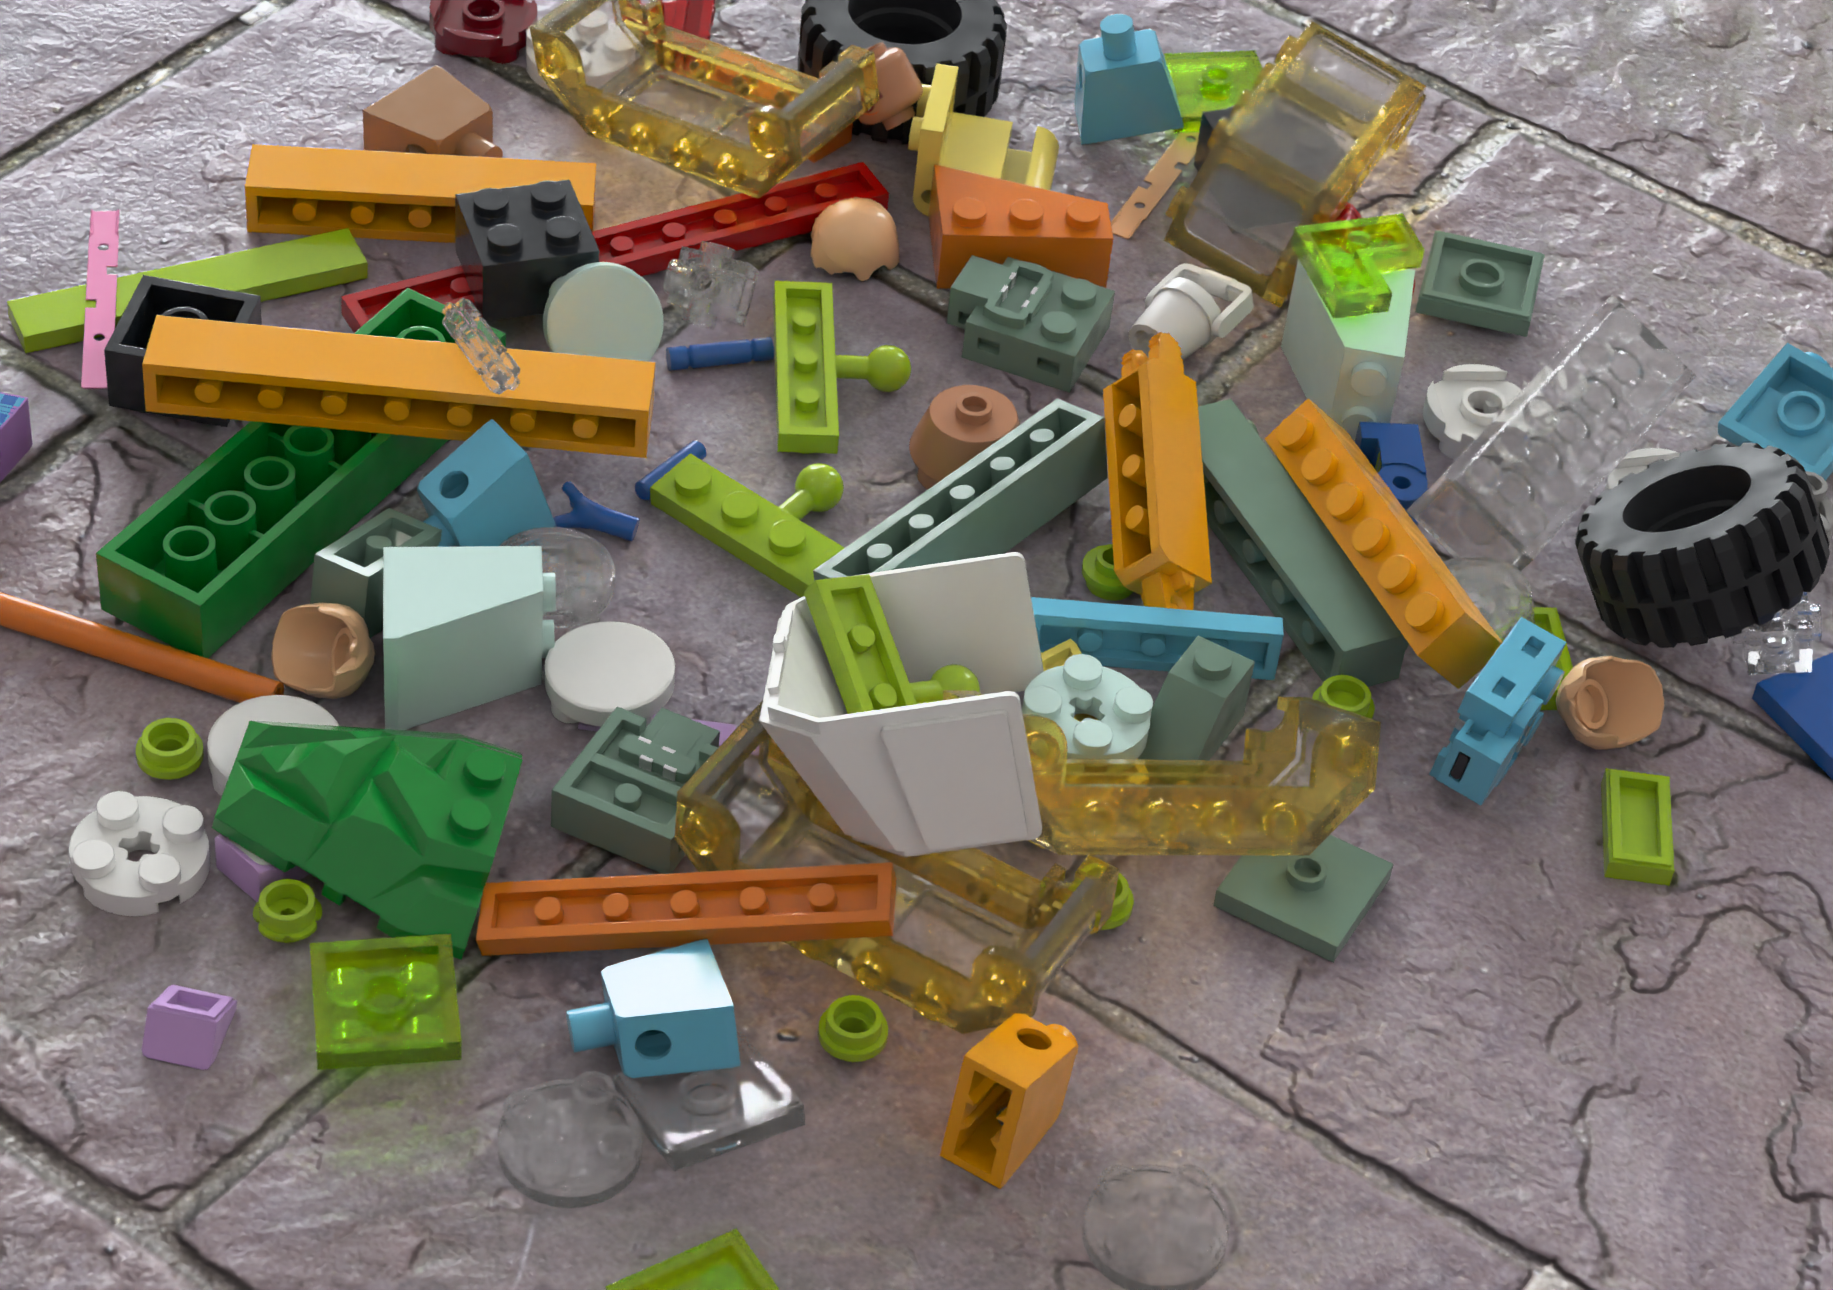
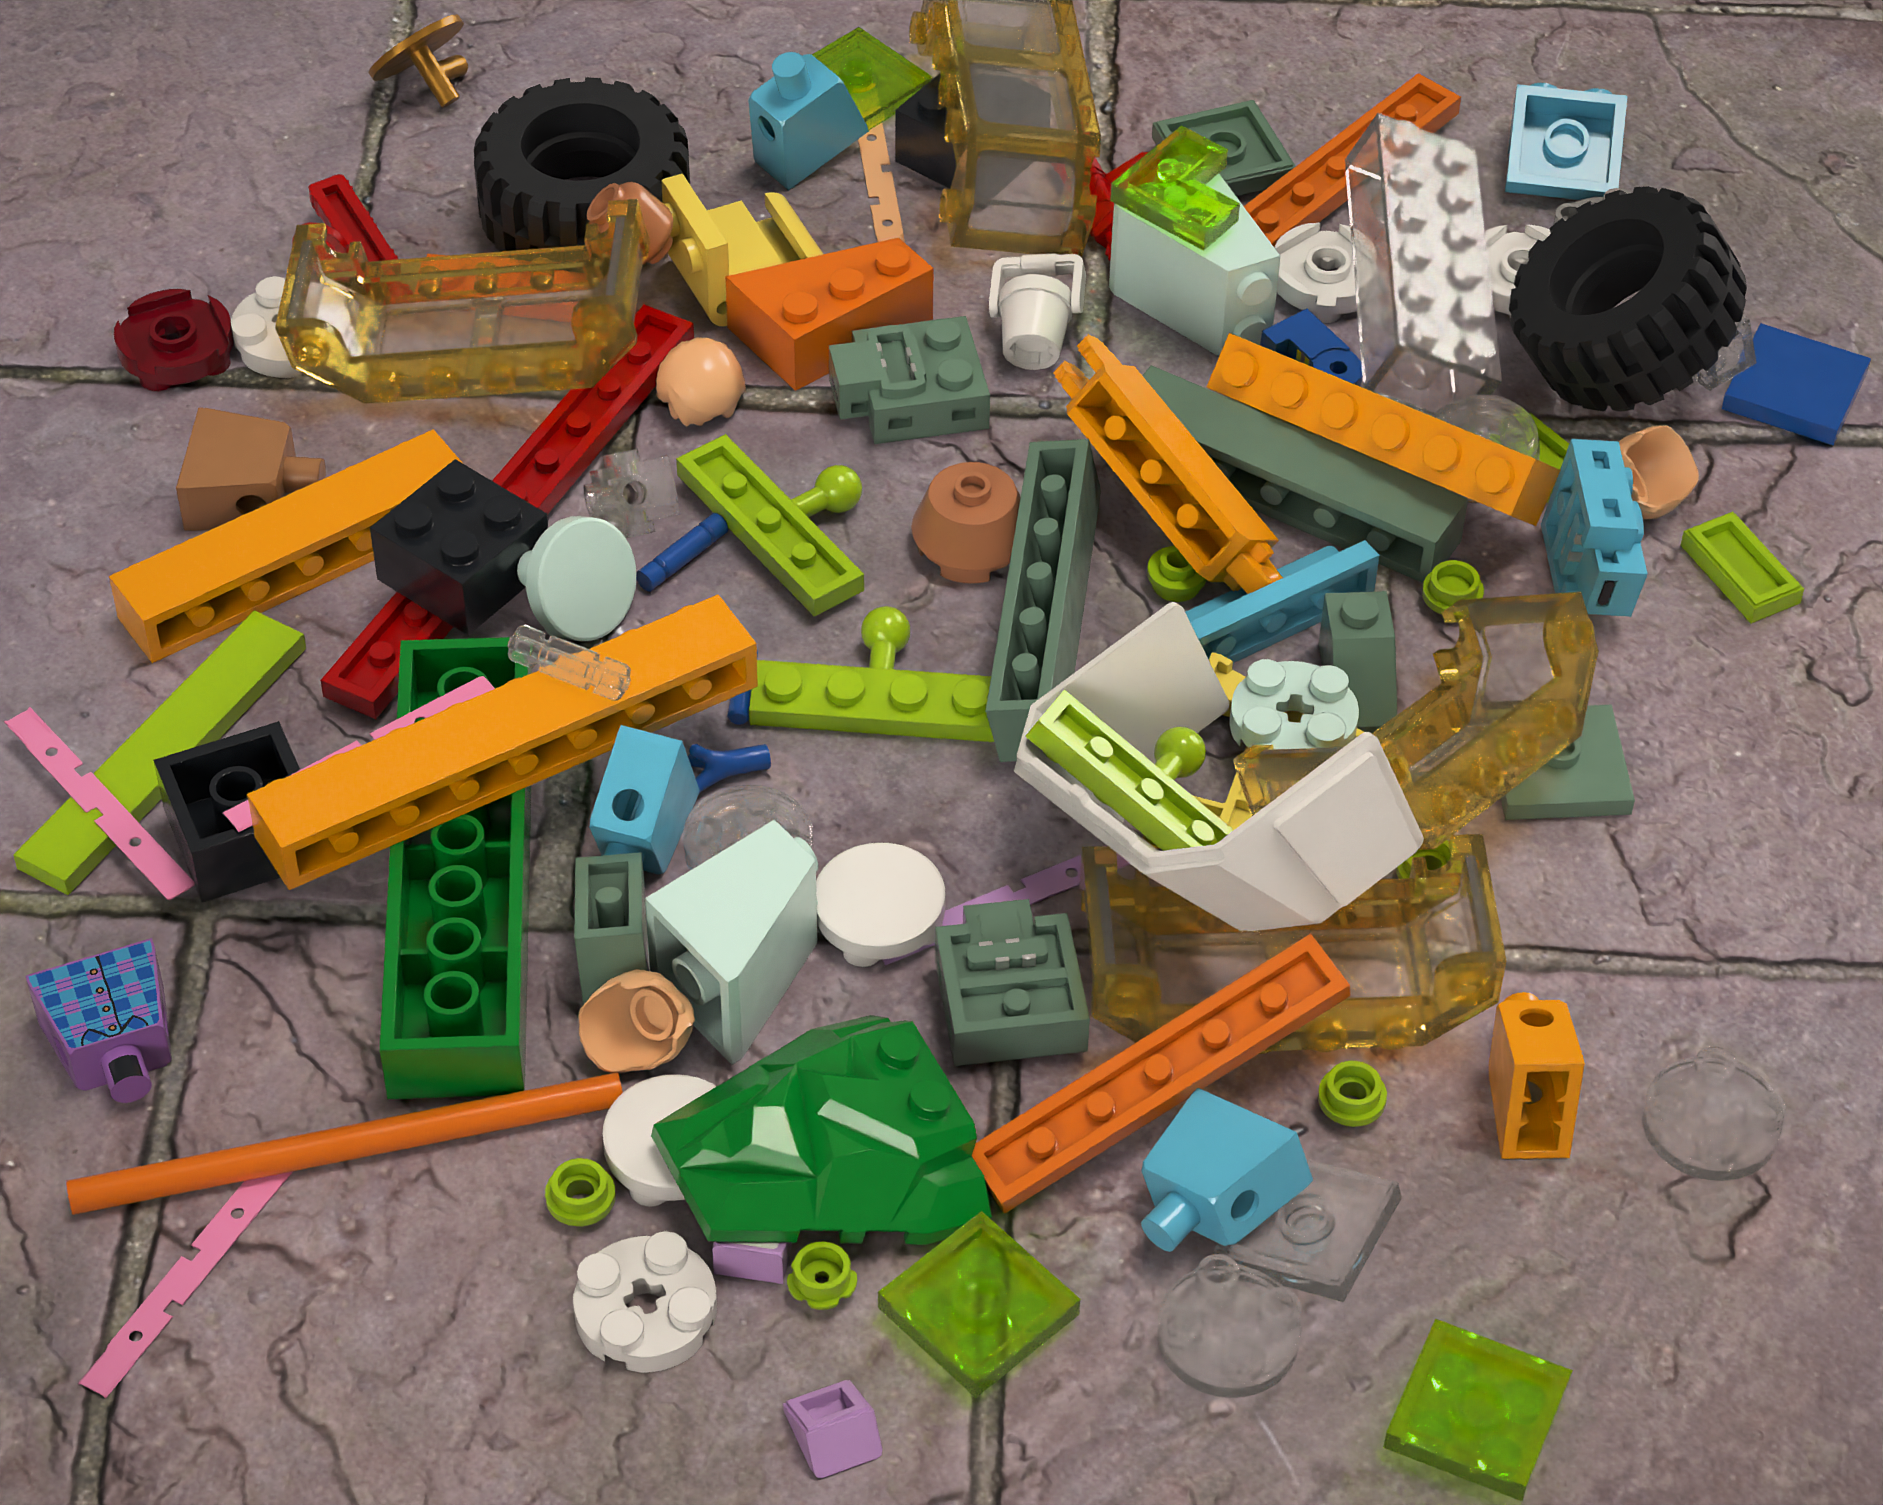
camera: 30 degrees left, 5 degrees up
(1525, 345) = (1319, 181): none -> orange plate

